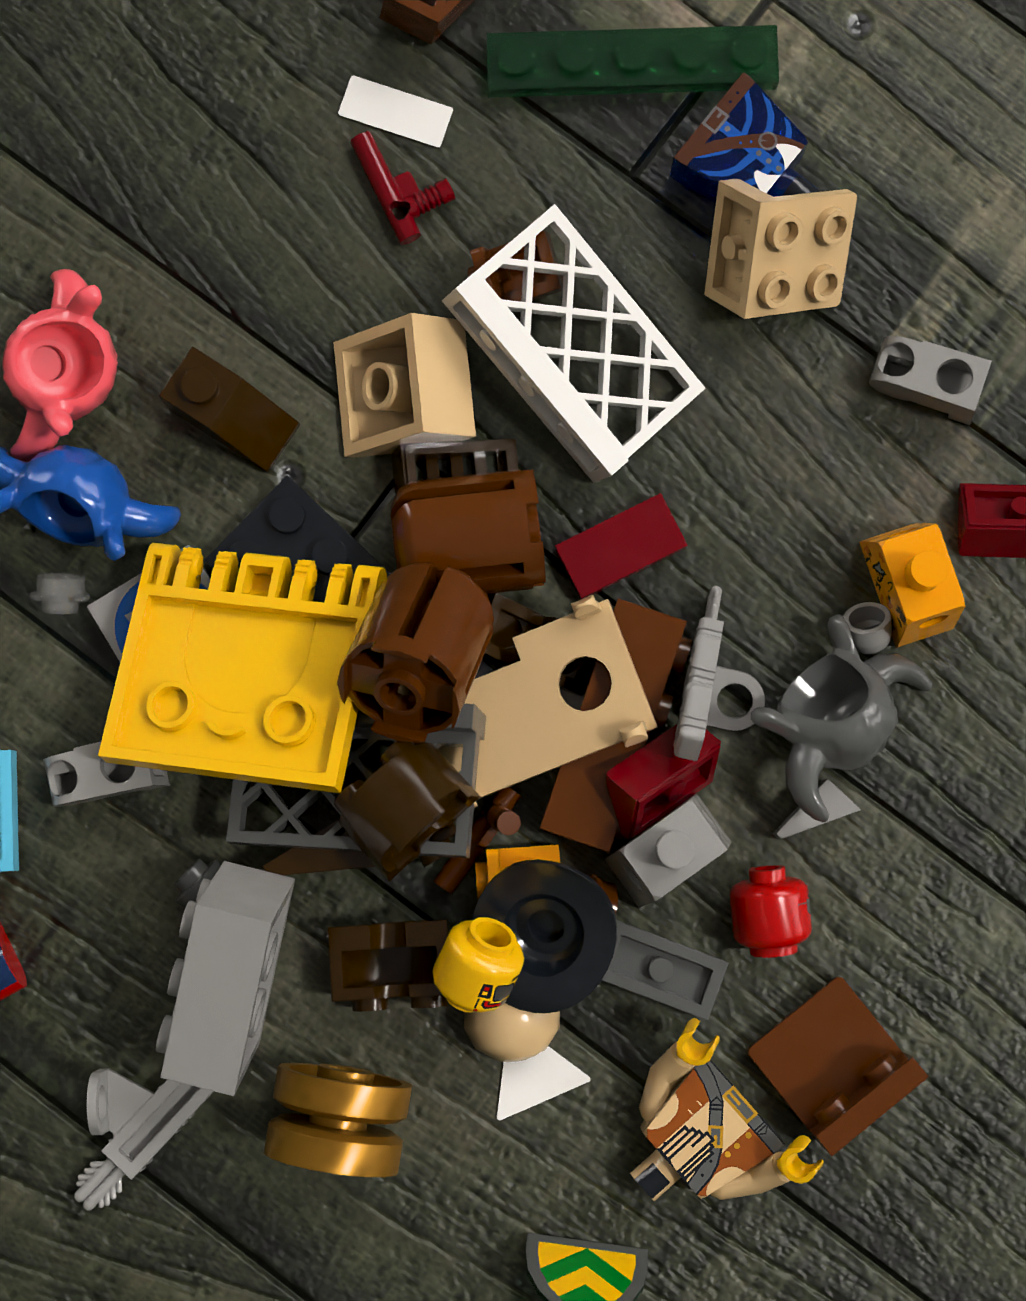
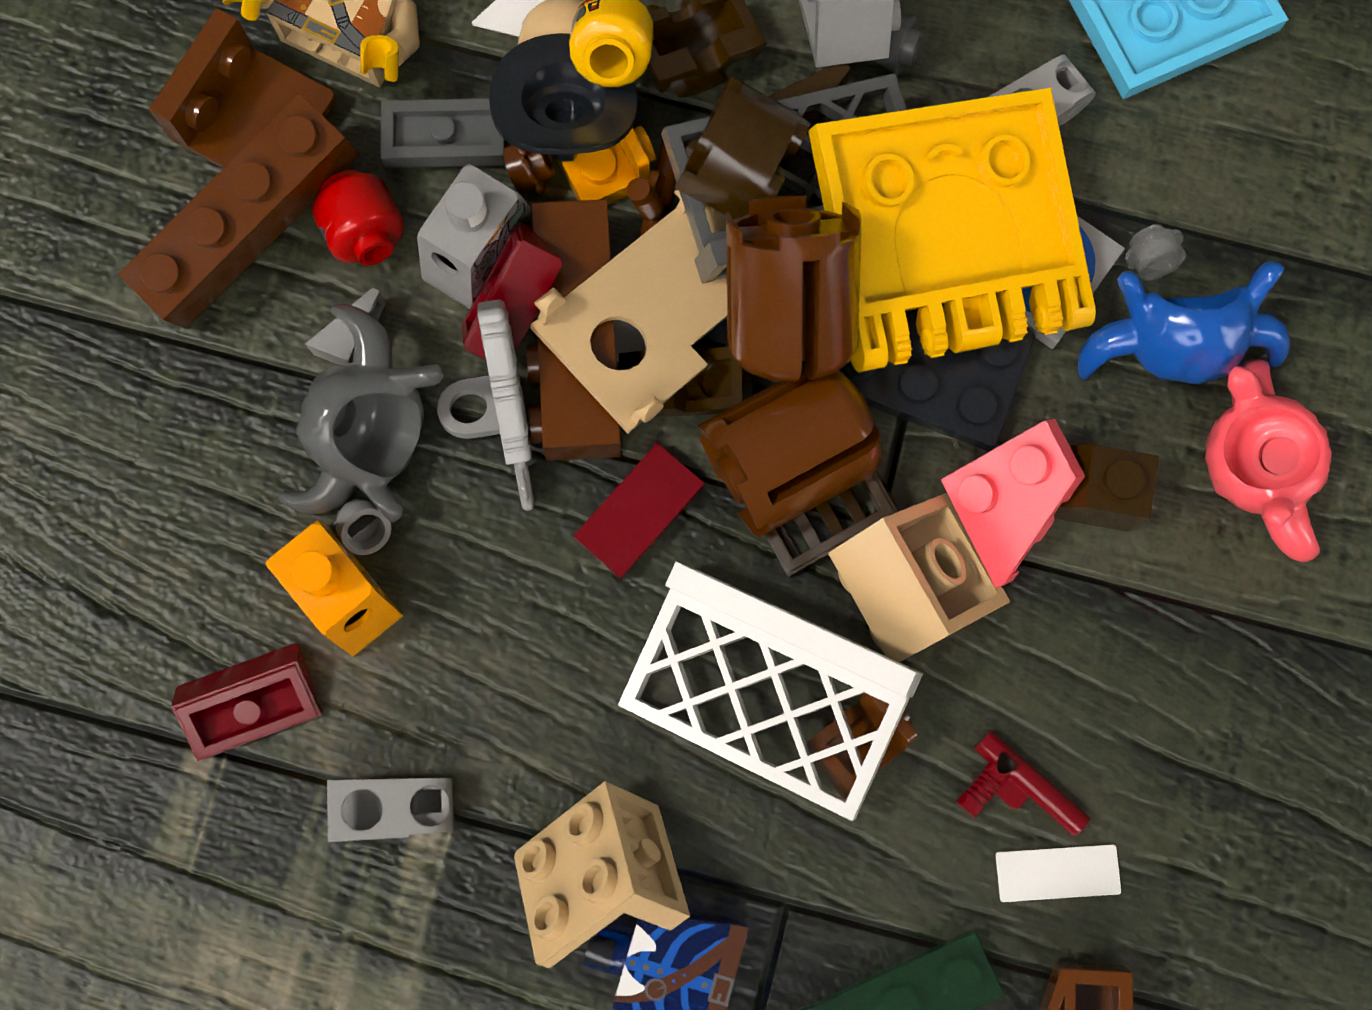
camera: 150 degrees right, 5 degrees down
(294, 420) = (1013, 496): none -> coral wing
(876, 951) = (238, 213): none -> reddish brown brick

